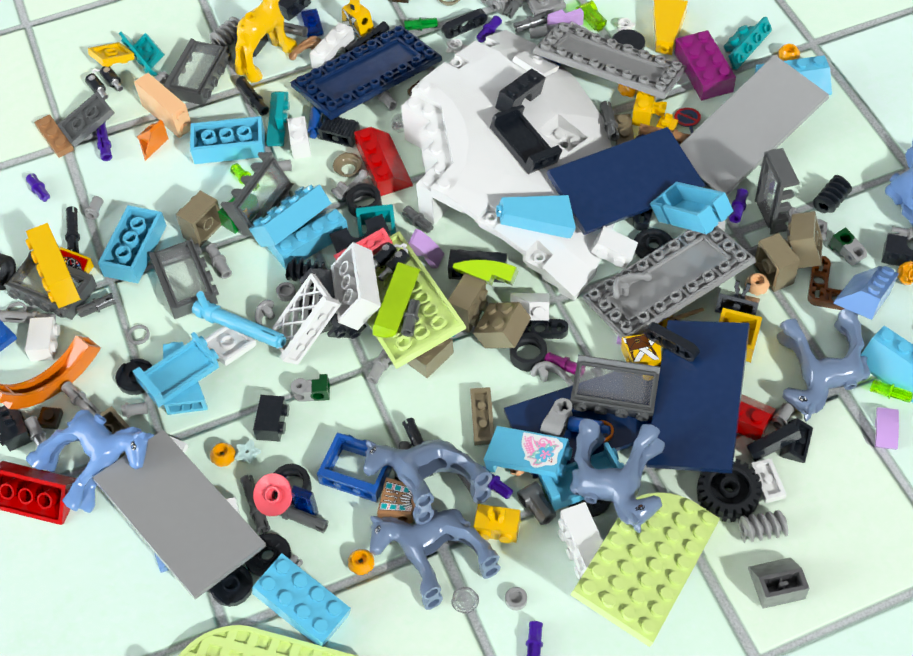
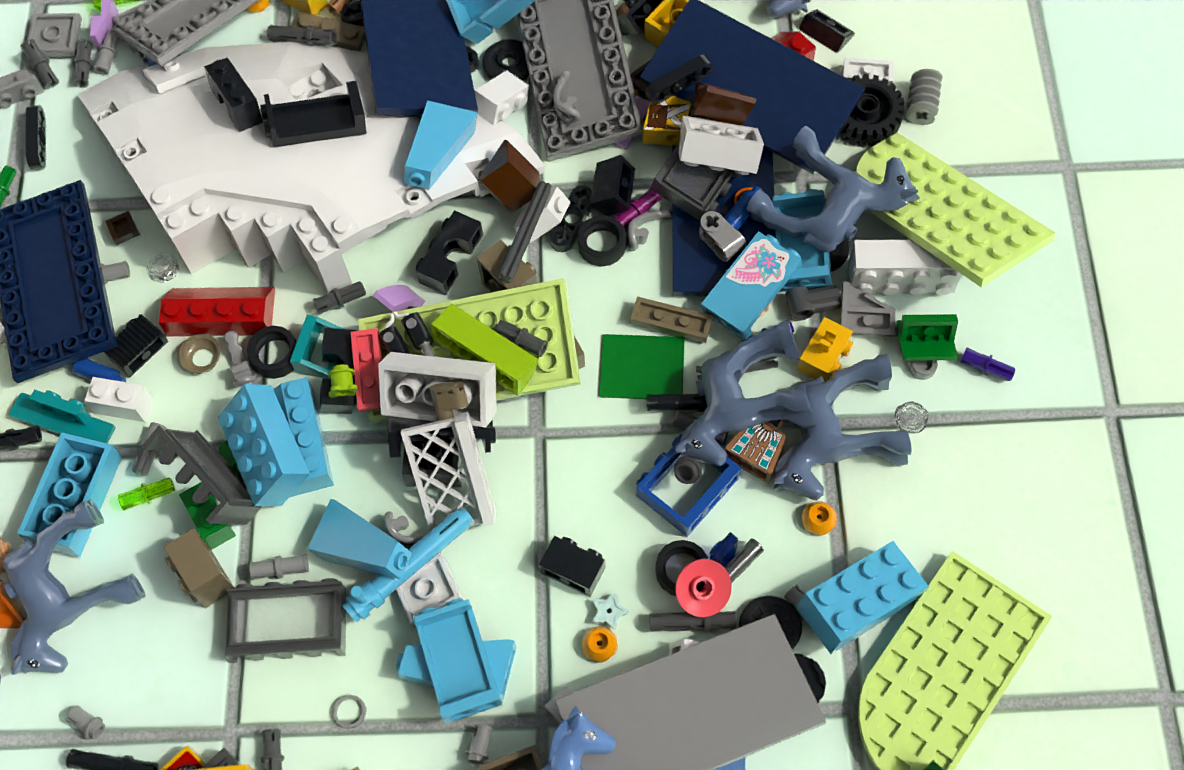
camera: 70 degrees left, 10 degrees up
(126, 379) = (421, 732): black tile -> none
(130, 244) = (193, 676): medium azure brick -> none
(157, 154) = (46, 597): none -> sand blue animal
(243, 290) = (356, 543): none -> medium azure slope
(285, 291) = (372, 494): light grey tile -> none
(297, 270) = (357, 453): black piece -> none
(311, 390) = (546, 512): leg -> none
(343, 288) = (448, 397): none -> dark tan piece
(346, 236) = (342, 381): none -> lime brick
(356, 456) = (687, 470): none -> dark grey plate
(378, 368) = (547, 411): light grey pin -> none
(440, 412) = (641, 366): none -> green piece
(451, 46) = (63, 157): white plate -> none
(488, 270) = (484, 233): lime slope -> none
(489, 29) = (62, 113): dark purple axle -> none
(497, 292) = (525, 232): none -> dark grey axle
(502, 325) = (560, 249): dark tan brick -> none
(535, 589) = (927, 336): none -> green bracket
(540, 540) = (865, 313): none -> light grey wing
(545, 273) = (510, 177): none -> reddish brown slope
(572, 340) = (612, 186): none -> black brick
(625, 384) = (720, 145): none -> white slope
(664, 373) = (722, 104): none -> reddish brown slope
(774, 441) = (827, 45): black piece -> none
(779, 582) = (992, 106): flat silver slope -> none
(780, 419) = (792, 25): light grey pin -> none

